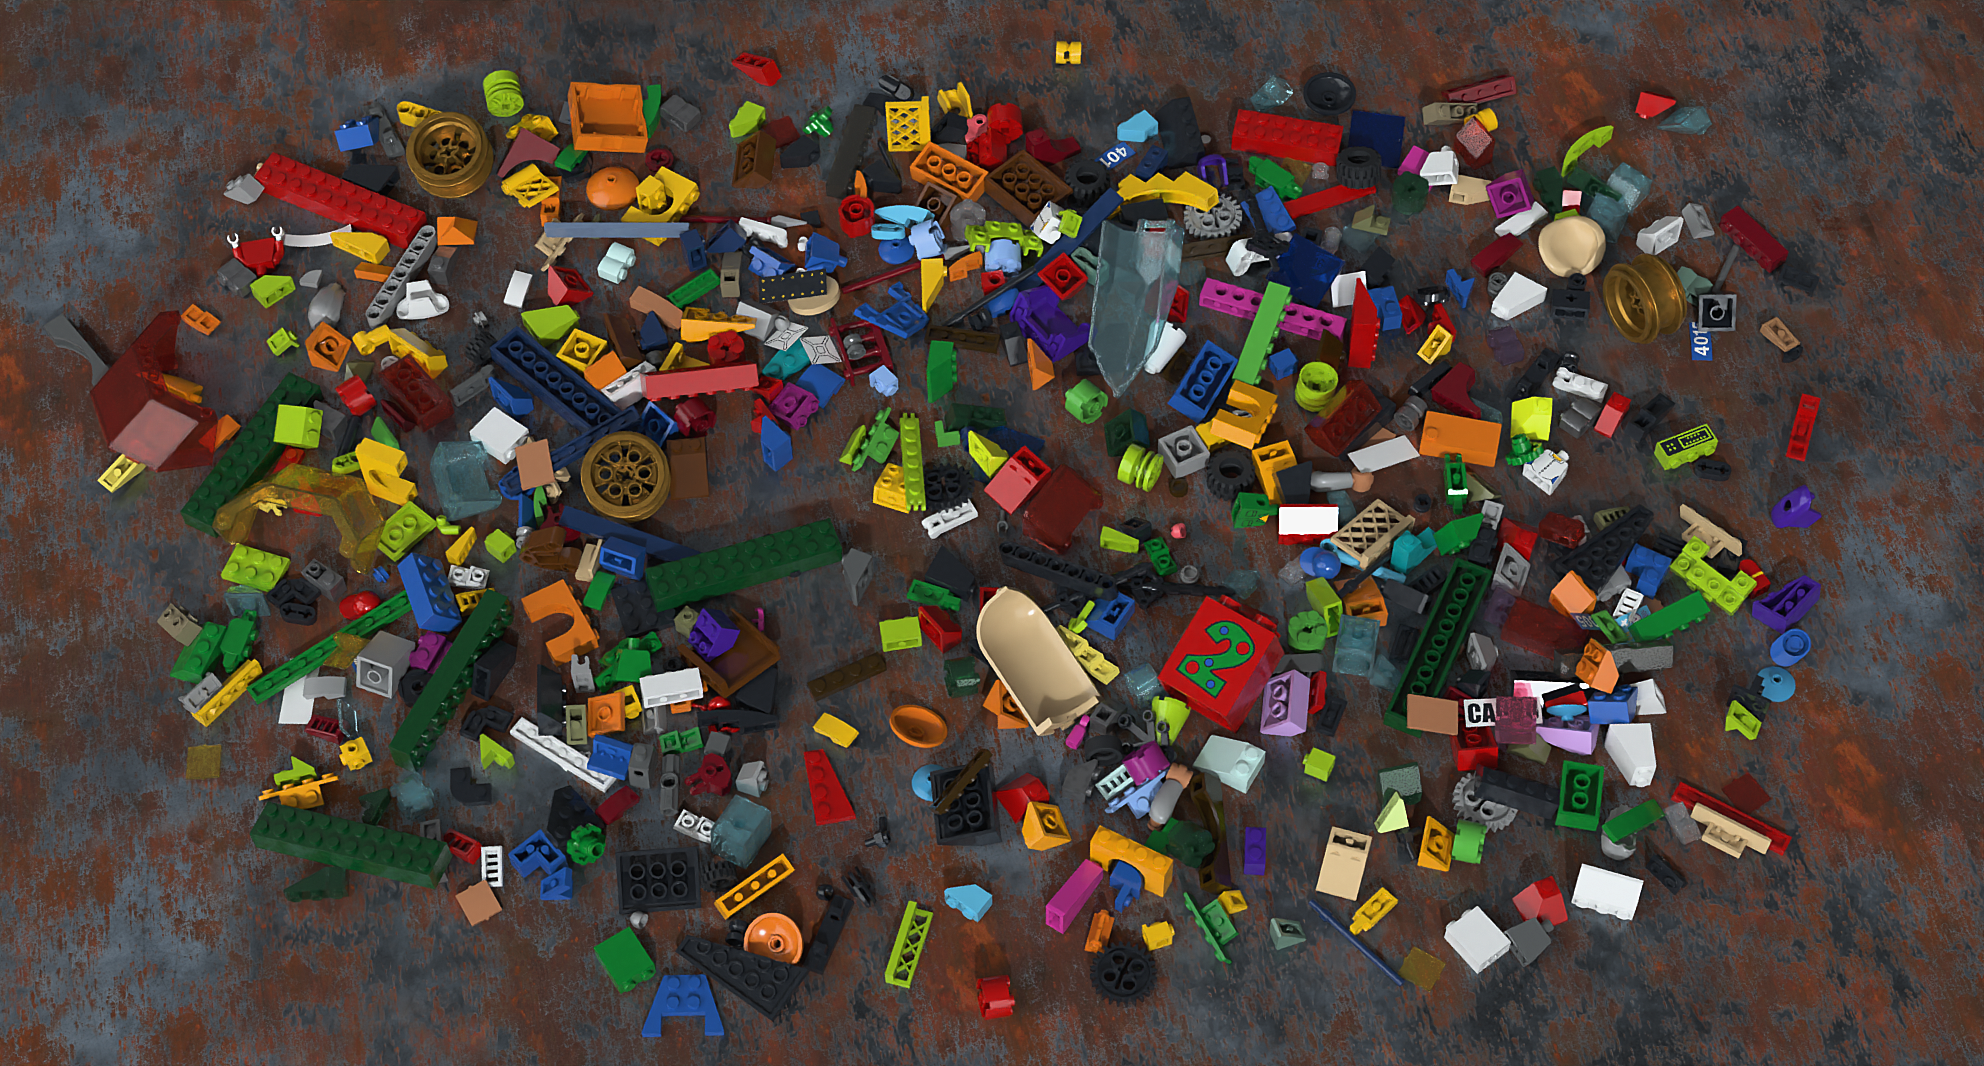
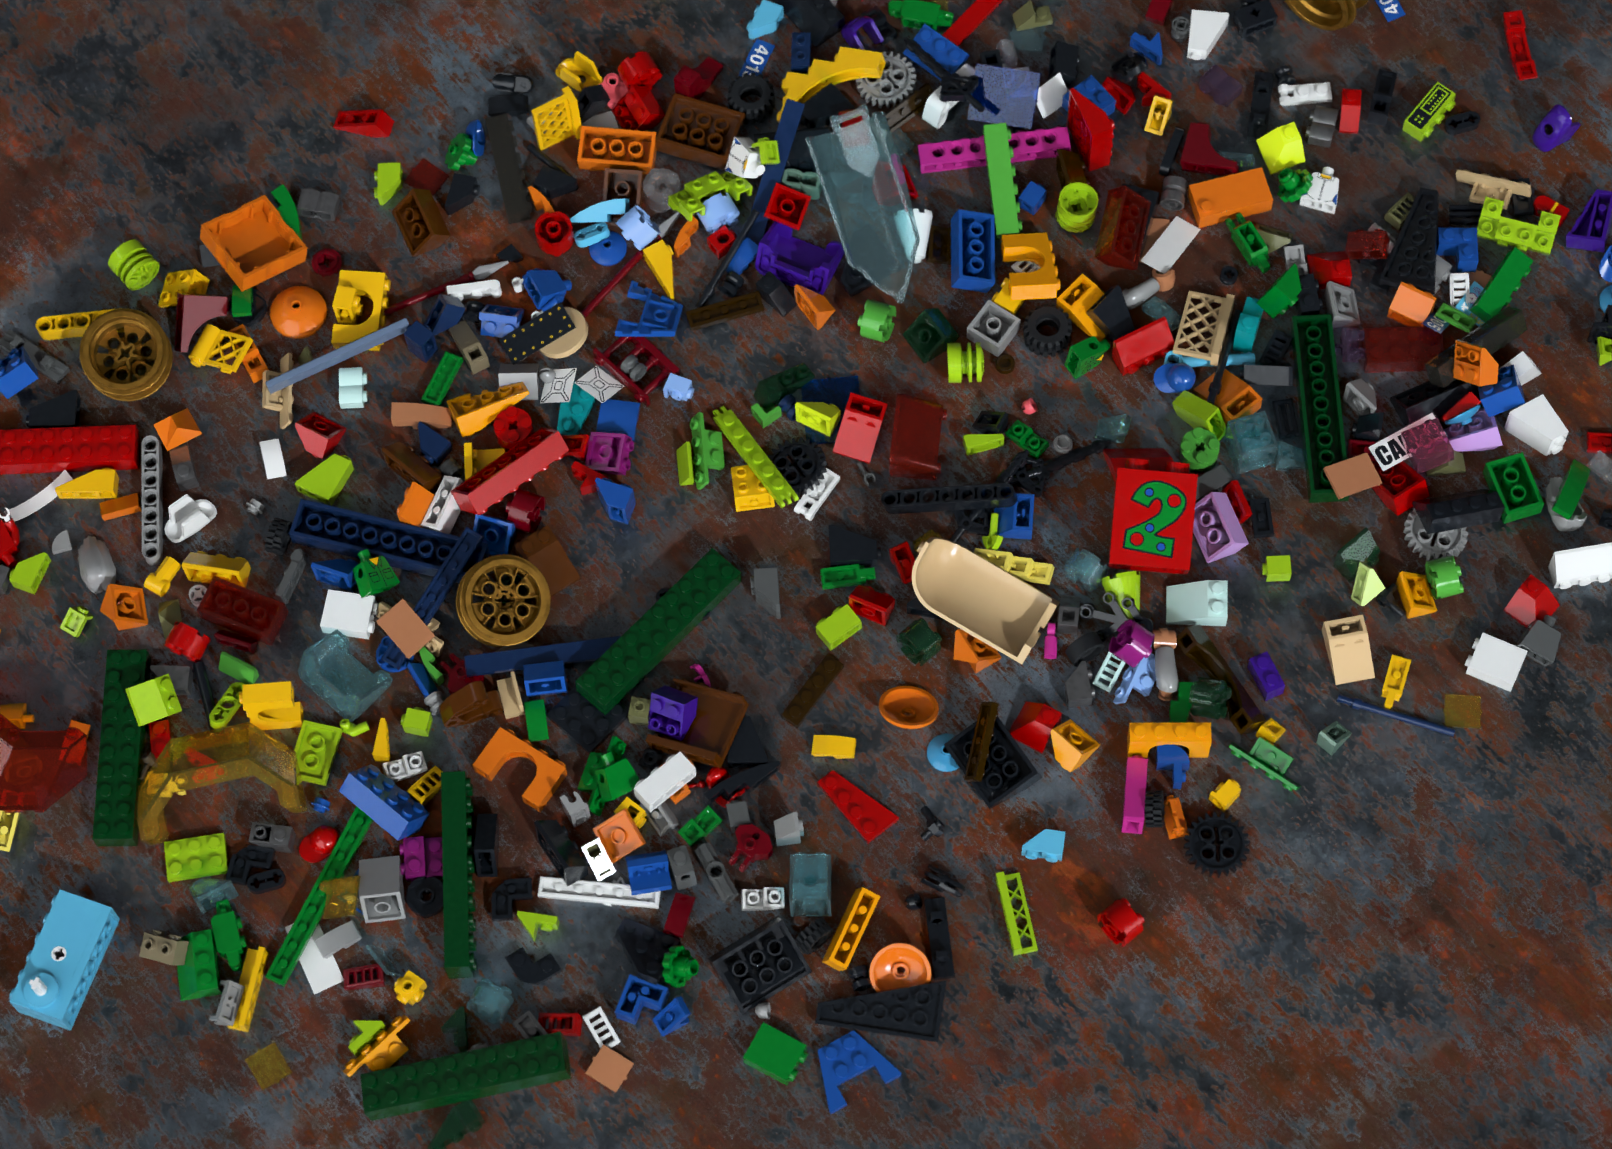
camera: 25 degrees left, 10 degrees up
(96, 595) = (64, 959): none -> medium azure piece
(266, 471) = (149, 760): none -> dark grey hand
(536, 411) = (373, 575): none -> green torso
(581, 351) = (379, 495): yellow brick -> none
(840, 116) = (477, 135): none -> blue cap
(941, 369) = (729, 352): green slope -> none
(1083, 913) = (1154, 808): none -> black tyre
(1292, 572) = (1152, 396): clear slope -> none

